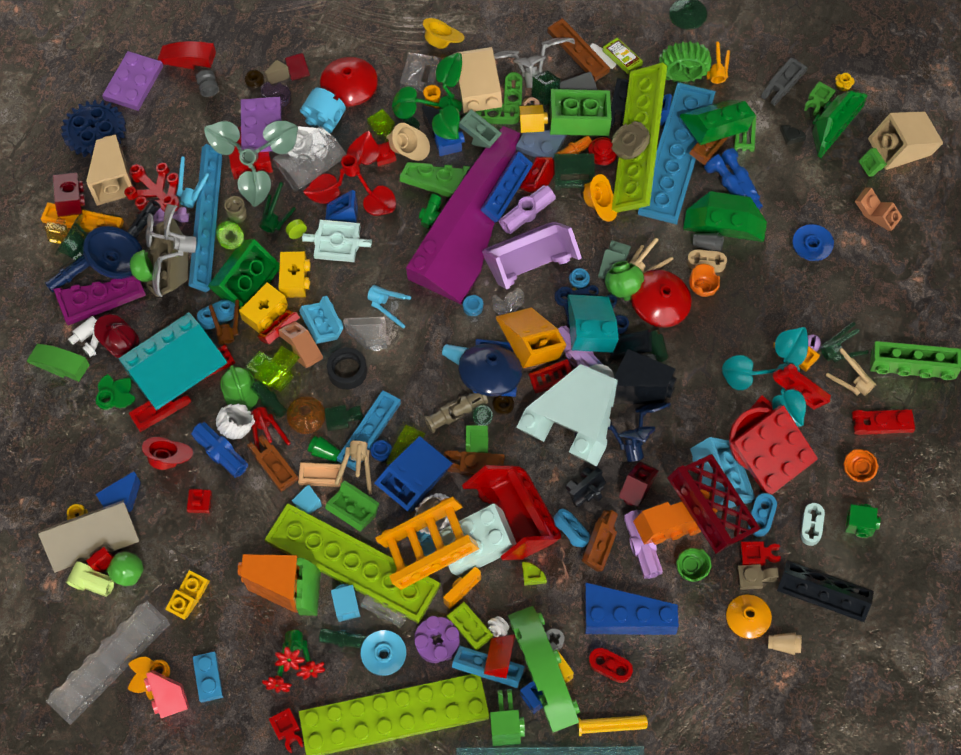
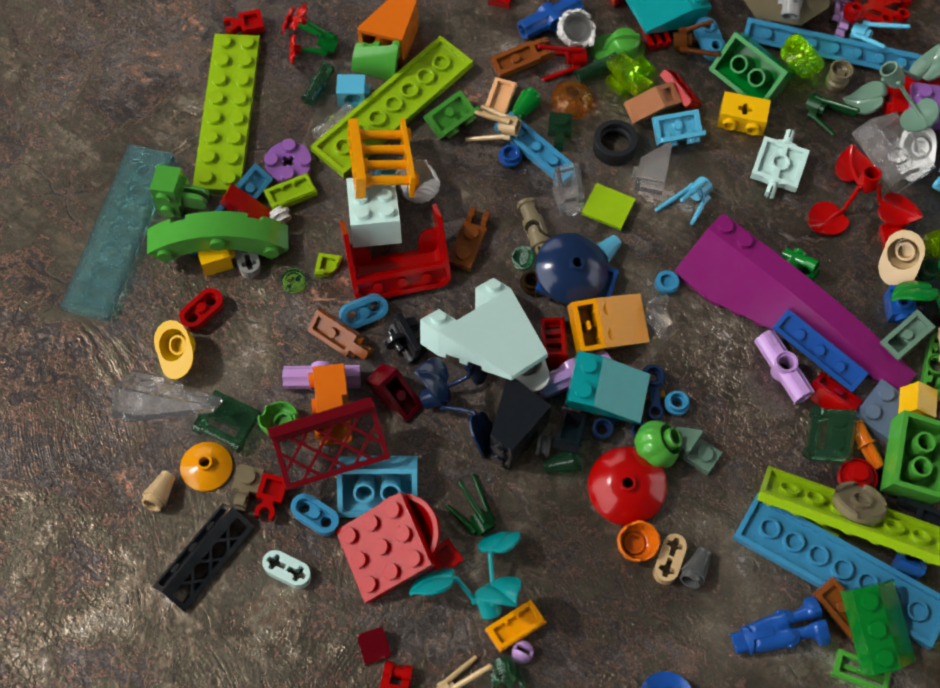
camera: 100 degrees right, 0 degrees up
(263, 308) = (706, 79): yellow brick -> none
(296, 229) = (803, 127): lime tile -> none
(307, 500) = (473, 82): medium azure slope -> none
(343, 208) = (819, 179): blue slope -> none
(383, 642) = (285, 104): medium azure dish -> none
(404, 440) = (507, 177): clear neon green slope -> none
(411, 390) = (568, 189): none -> clear slope
(412, 362) = (608, 206): none -> lime piece
(413, 474) = (466, 169): blue slope -> none
(434, 179) = (849, 277): bright green wing -> none
(462, 587) = (333, 193): light orange plate -> none
(477, 438) = (493, 242): bright green panel -> none
(530, 250) = (722, 344): lavender windscreen -> none
(556, 598) = (293, 280): none -> clear green tile
(599, 196) = (783, 451): light orange piece -> none
(612, 724) = (141, 294): yellow axle -> none
(626, 613) = (248, 336): blue wedge -> none
(638, 262) = (677, 472): tan plant -> none
(661, 668) = (174, 349): none -> yellow piece
(699, 607) = (232, 414): none -> clear green plate
(709, 671) = (148, 397): none -> clear wedge
(723, 393) = (482, 520): none -> dark green plant
(727, 215) = (726, 601): green wedge -> none
(813, 394) = (457, 602): red plate -> none
(845, 443) = (373, 645): none -> dark red slope
(860, 465) = (337, 645): orange hair -> none
(862, 520) = (269, 625): green brick -> none

